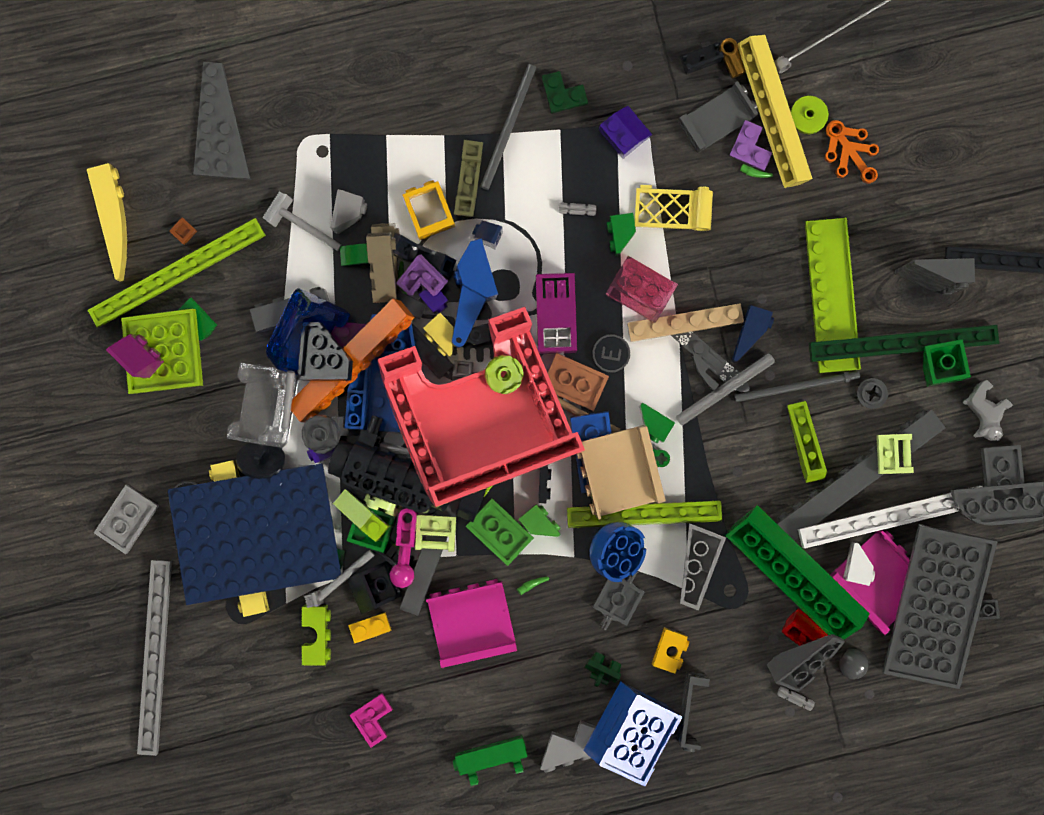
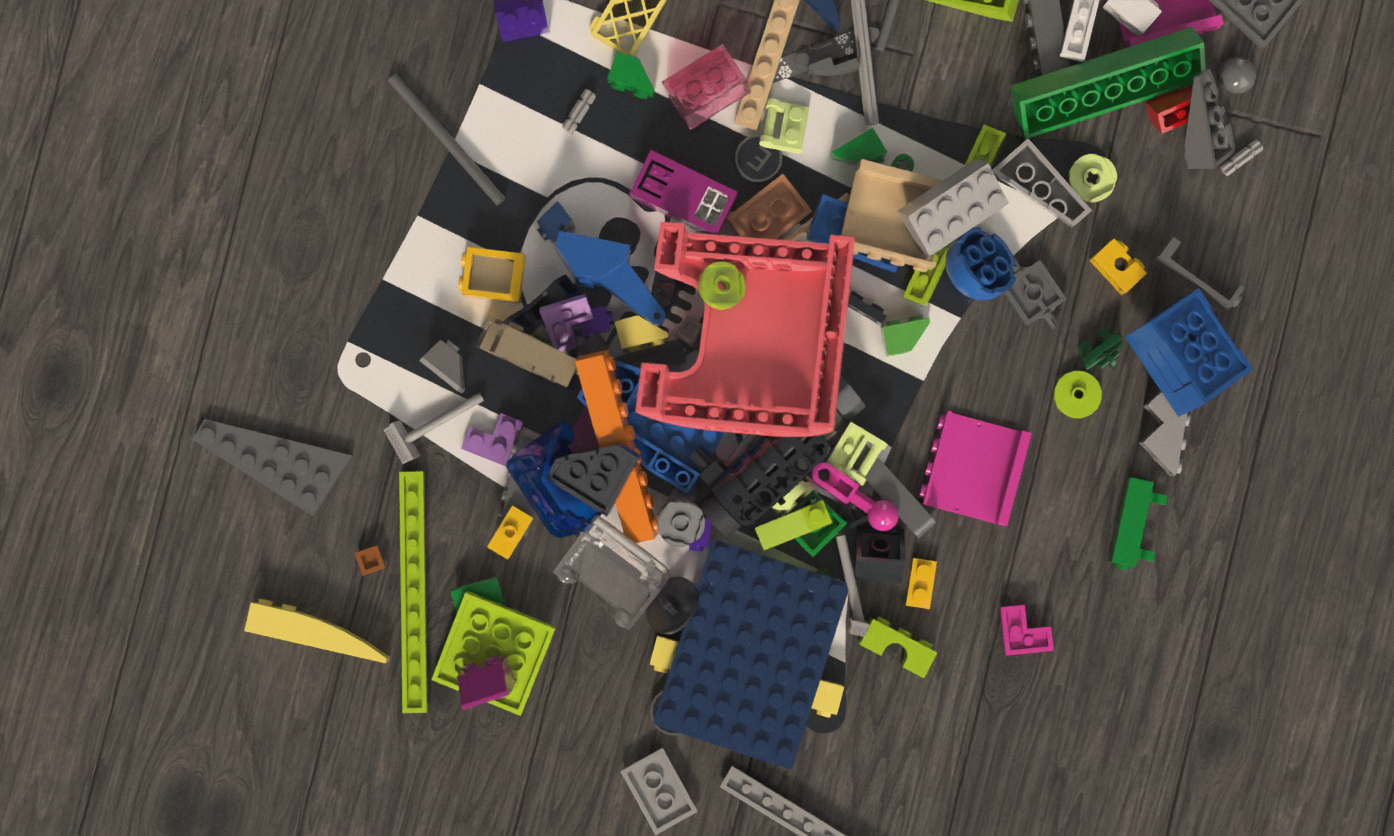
camera: 65 degrees left, 0 degrees up
(251, 317) = (510, 532): none -> yellow plate
(309, 276) = (495, 446): none -> medium lavender plate
(354, 254) = (500, 380): green slope -> none
(468, 178) = (481, 212): olive slope -> none
(500, 532) = (891, 383): bright green plate -> none
(531, 584) = (966, 386): bright green helmet -> none
(555, 662) = (1064, 394): none -> lime plate
(561, 98) = (446, 64): dark green plate -> none
(644, 366) = (792, 126): none -> yellowish green plate
(647, 509) = (953, 206): none -> light grey piece
(725, 609) = (1096, 165): none -> yellowish green plate

